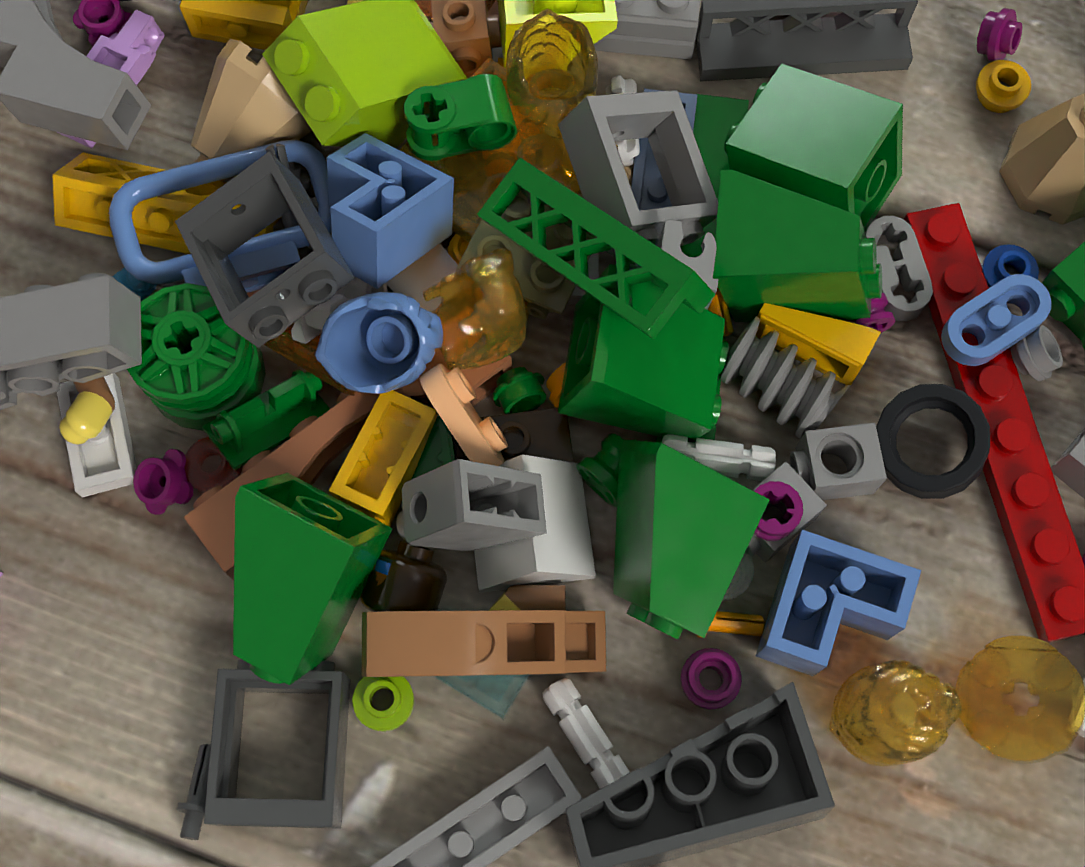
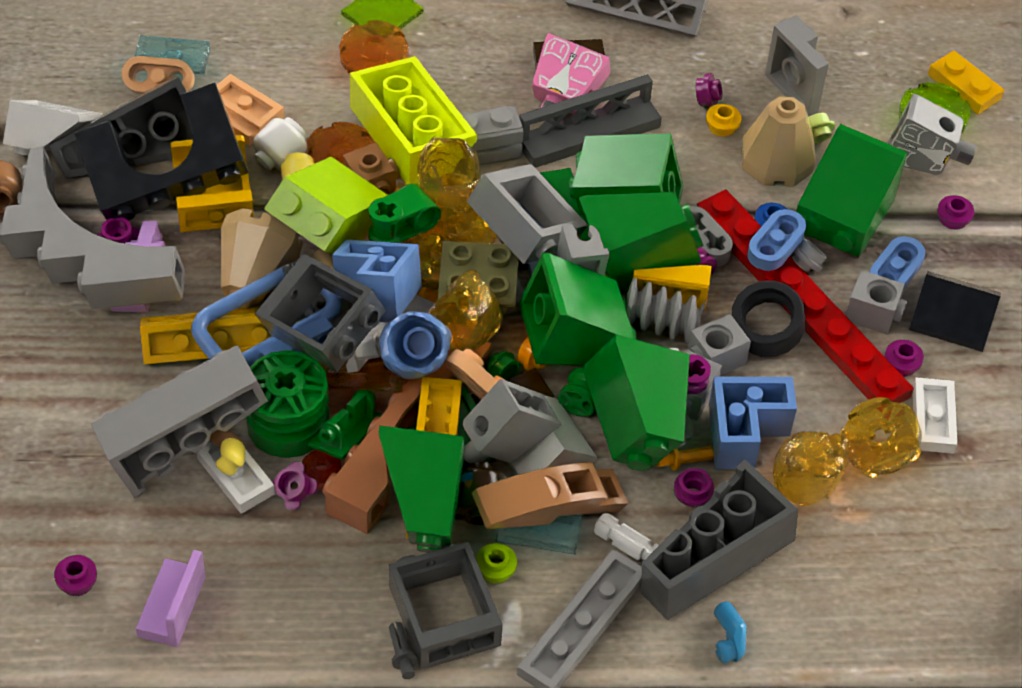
camera: 25 degrees left, 20 degrees down
(603, 233) = (524, 241): green fence -> none

